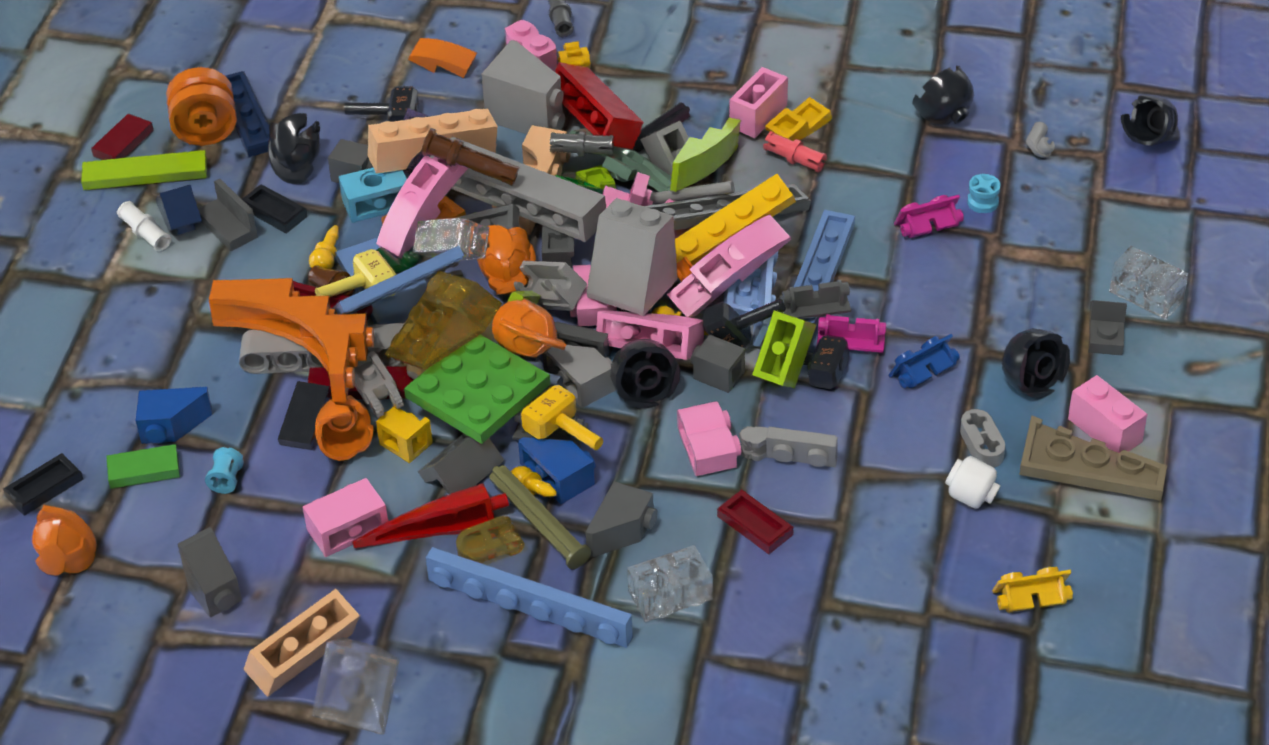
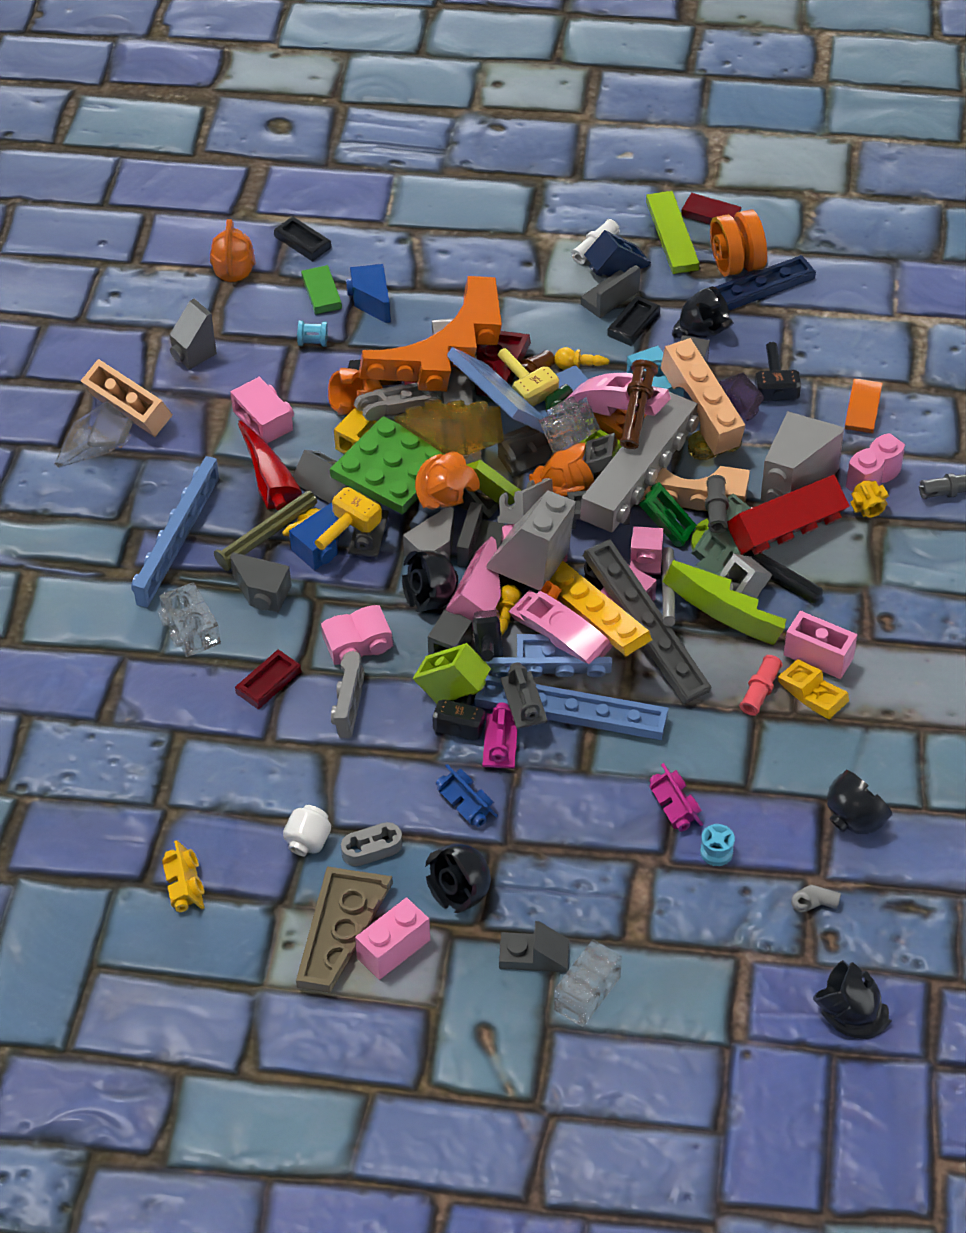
camera: 85 degrees right, 5 degrees up
(478, 543) = (236, 494): clear yellow plate -> none

